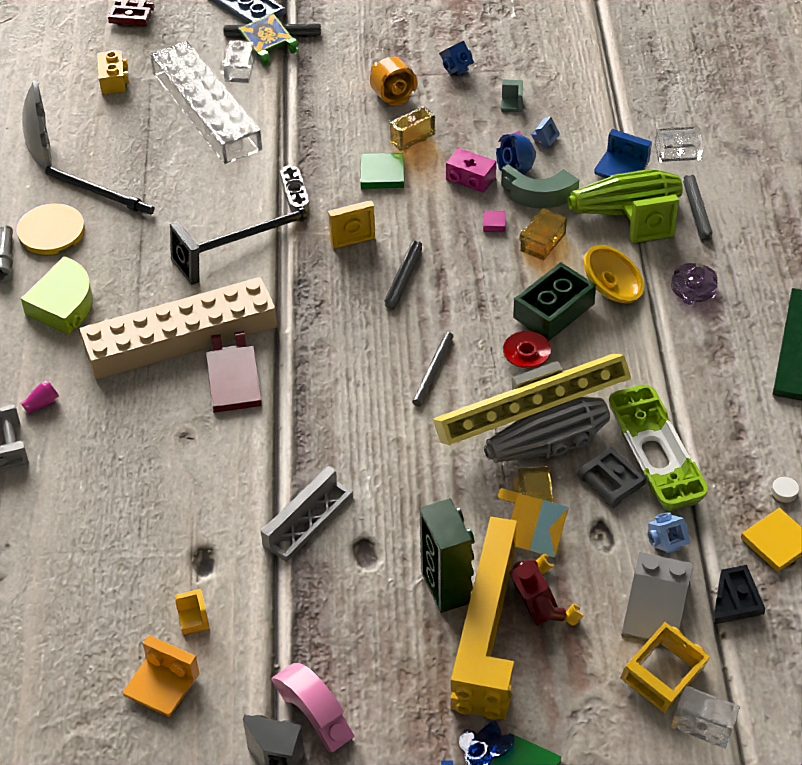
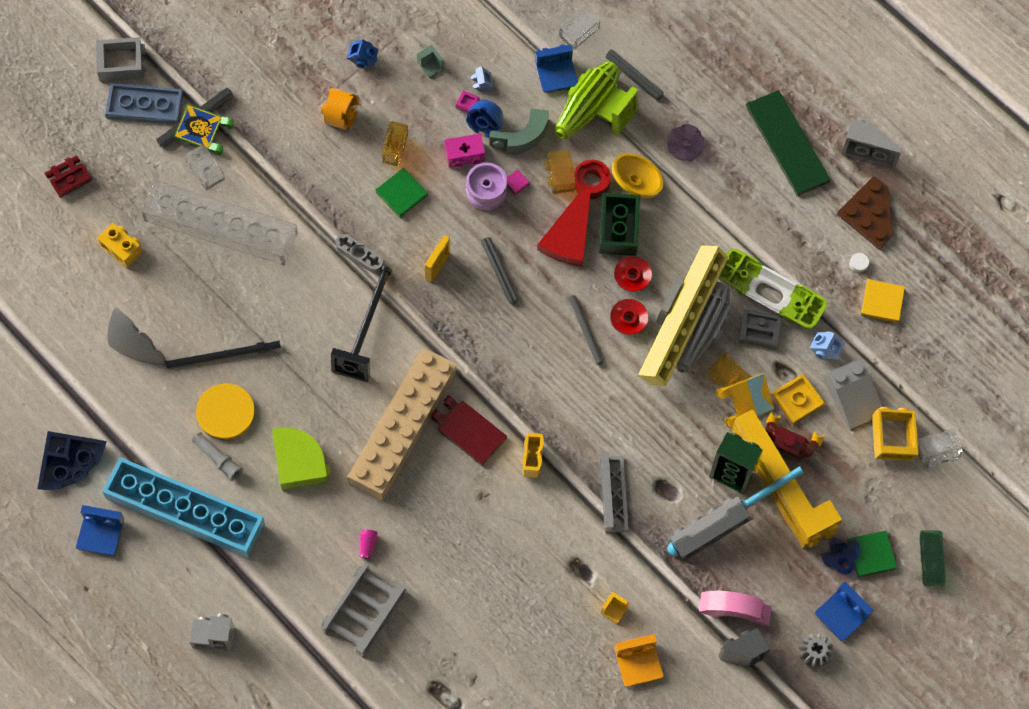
camera: 45 degrees left, 20 degrees up
(262, 426) = (532, 455): none -> yellow brick
(381, 606) = (720, 521): none -> piece
(459, 202) = (486, 186): none -> lavender wheel
(484, 380) = (632, 309): none -> red dish
(496, 285) = (567, 236): none -> red piece
(590, 566) = (798, 399): none -> yellow tile
(737, 596) = (891, 357): black wing -> none

